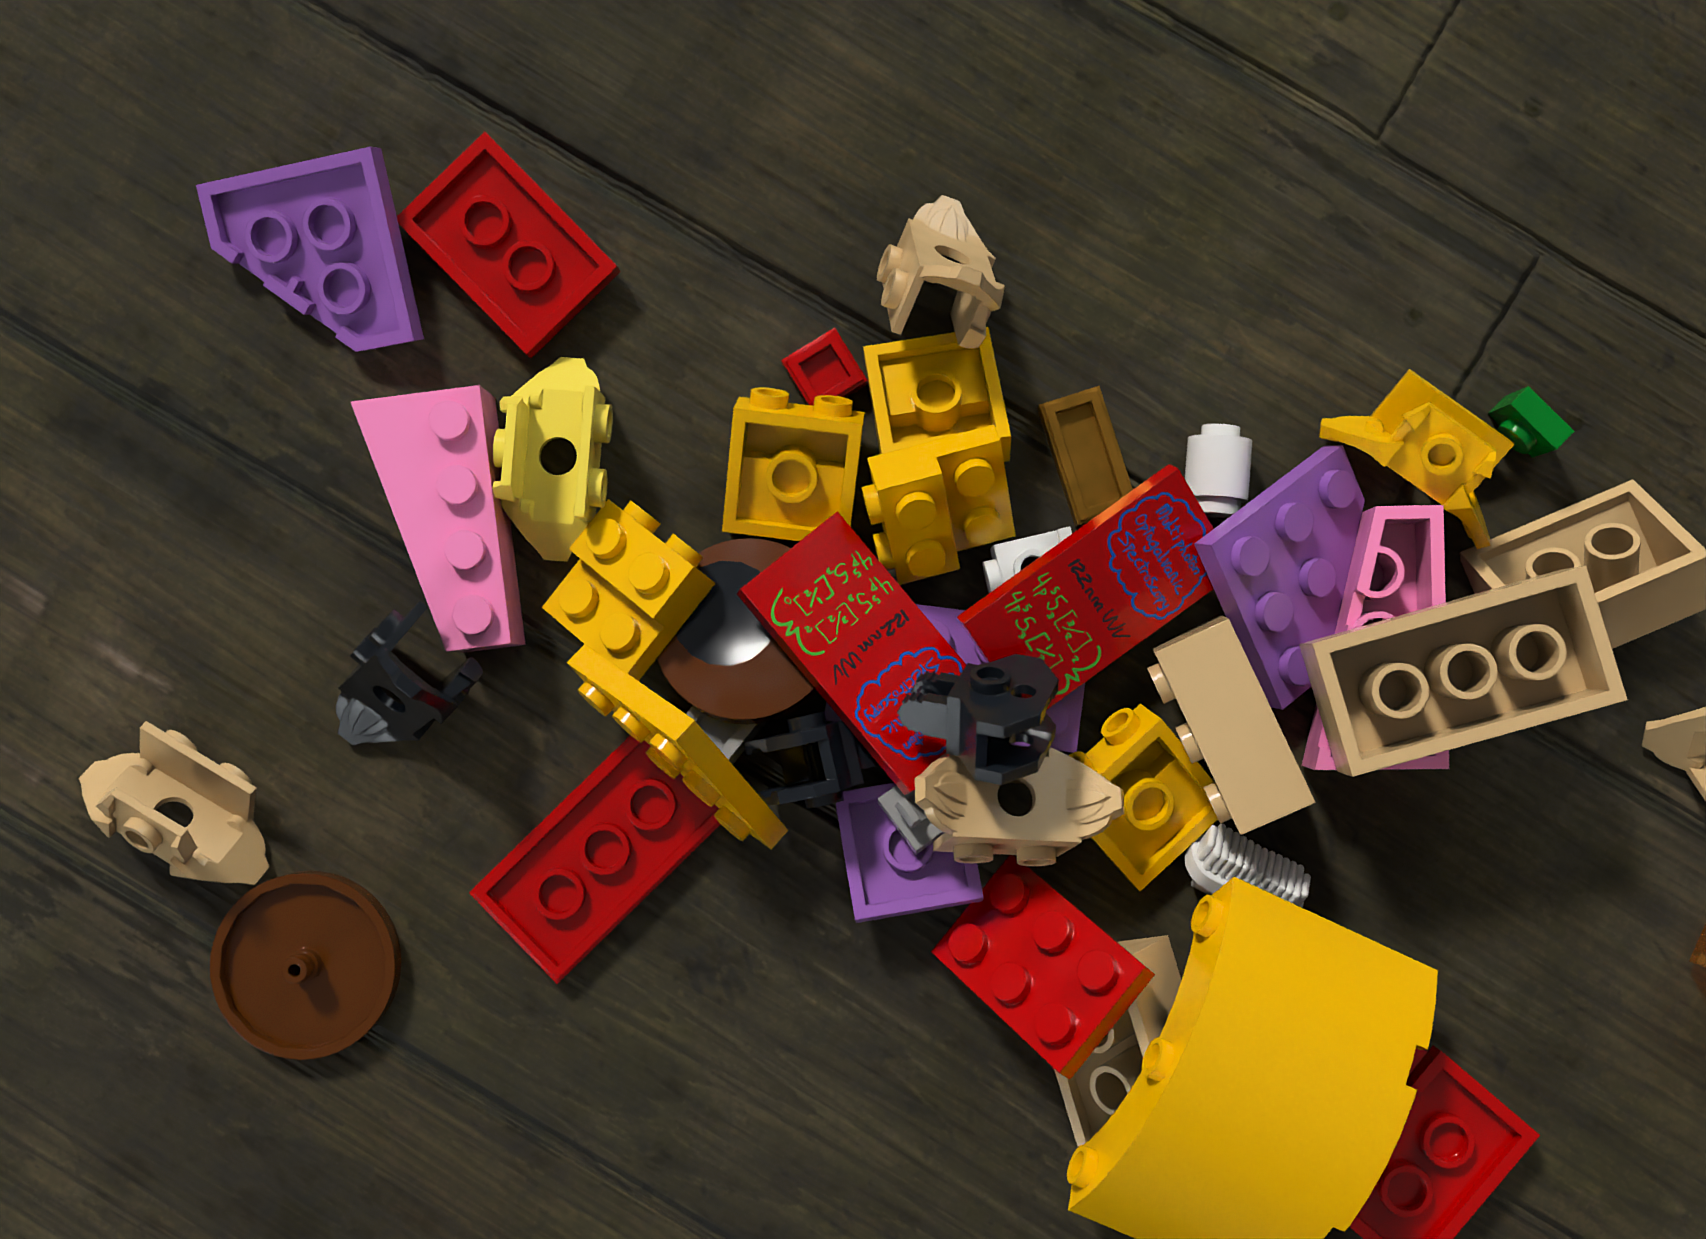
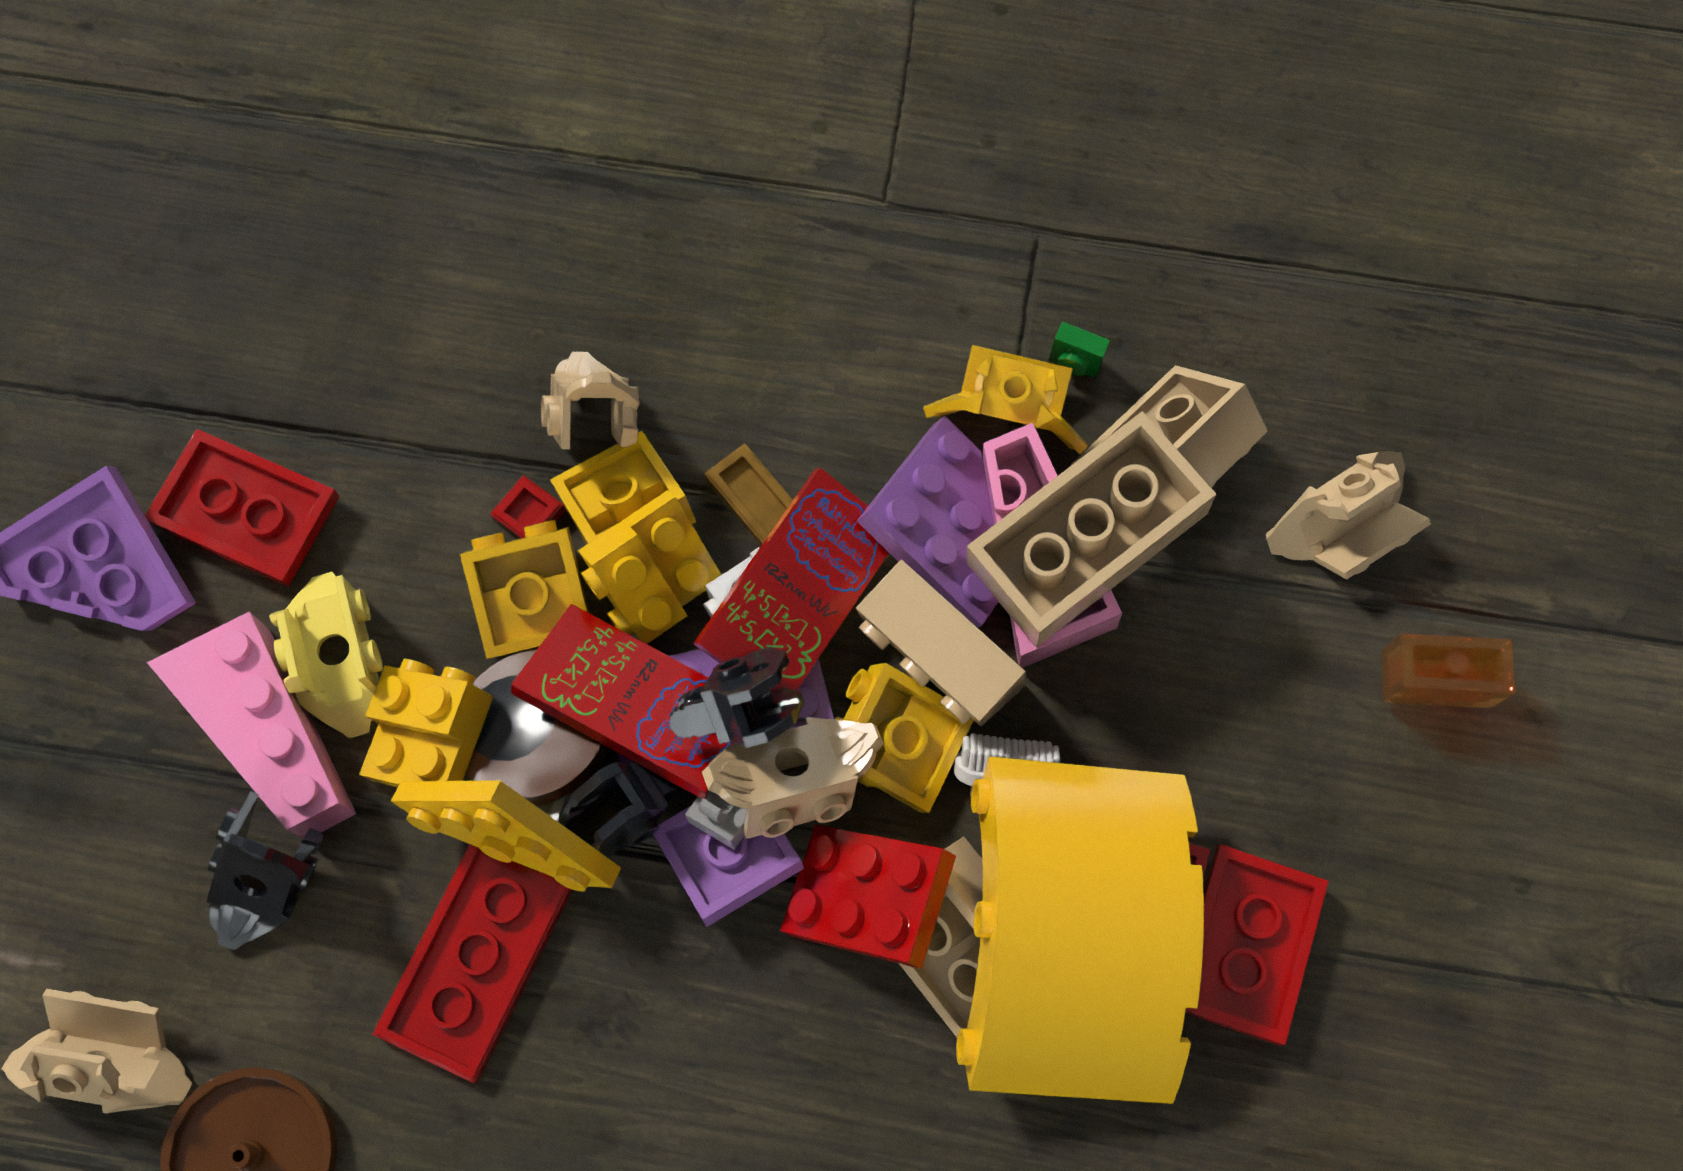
camera: 25 degrees left, 15 degrees down
(1219, 469) = (858, 464): white brick -> none

